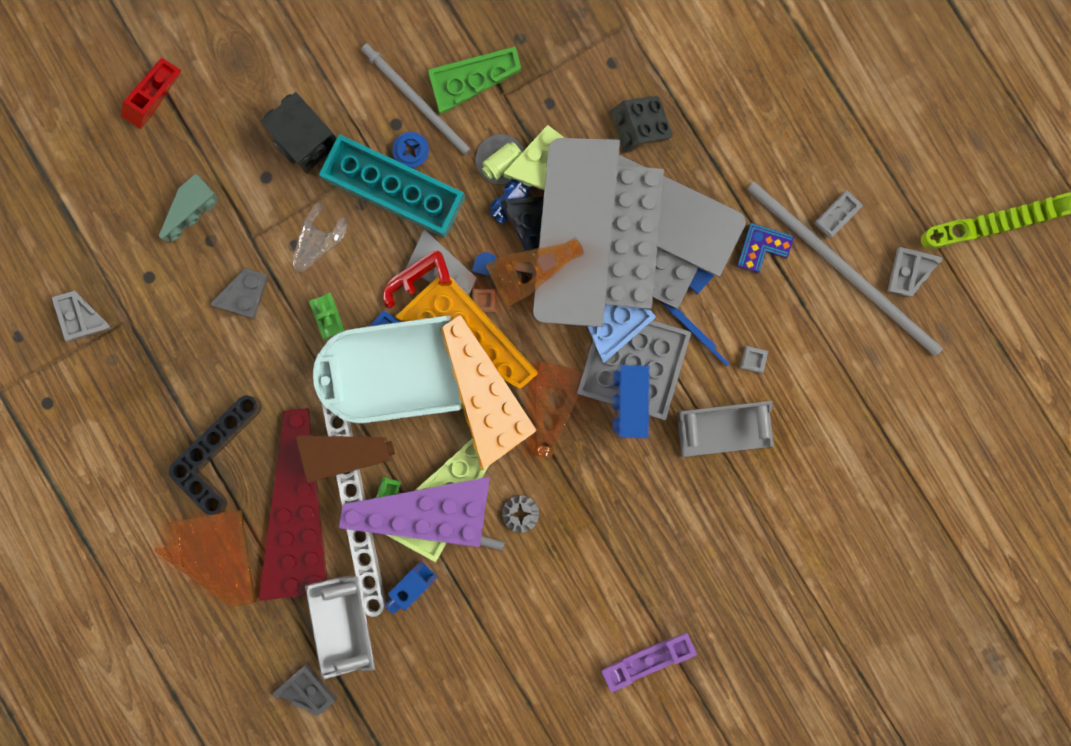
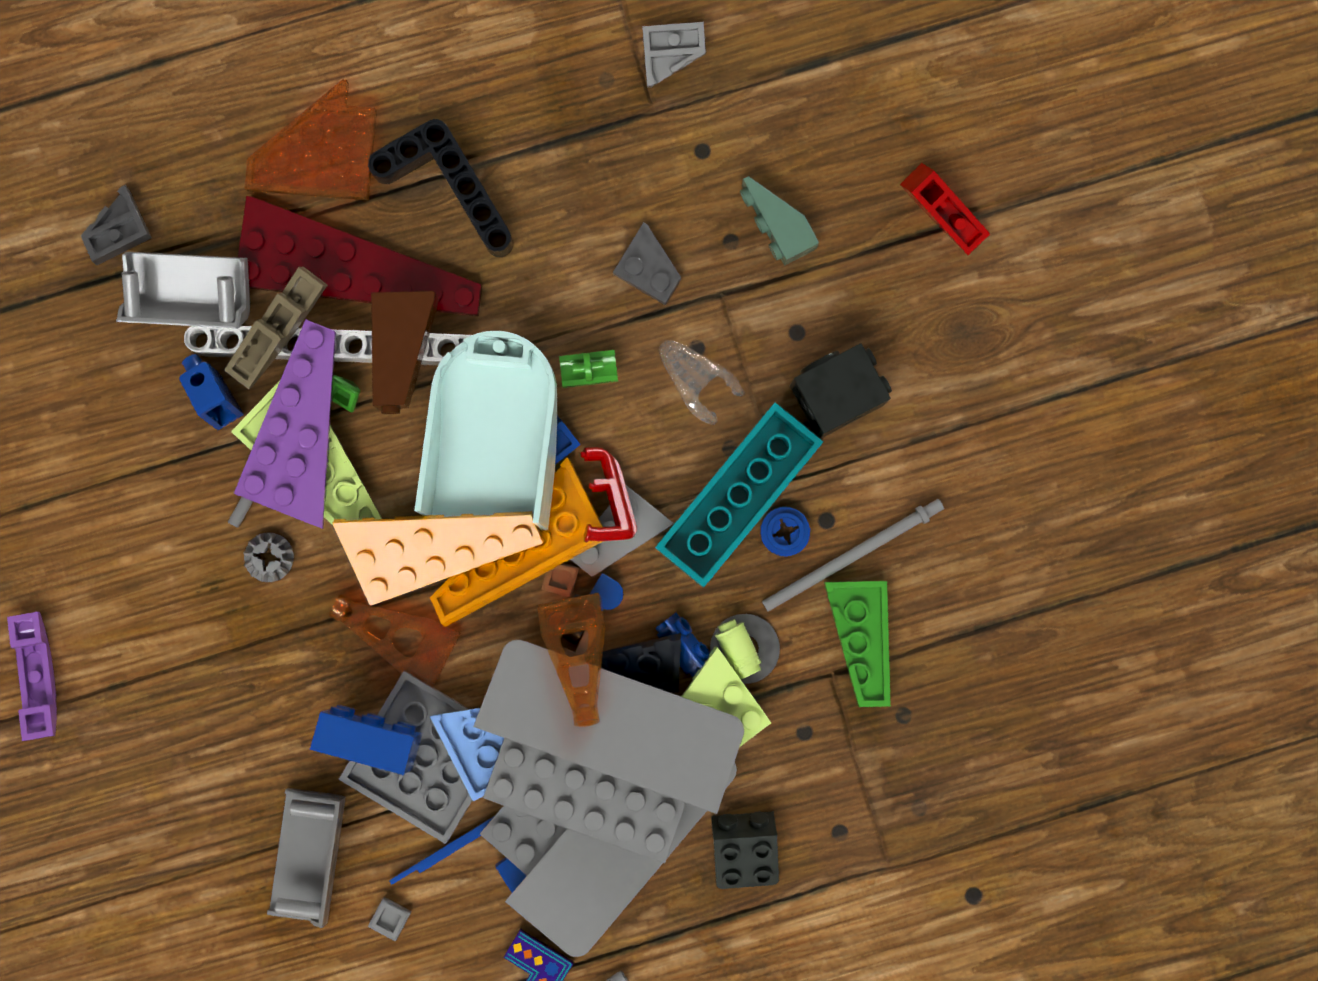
camera: 105 degrees right, 0 degrees up
(350, 549) = (275, 328): none -> dark tan slope

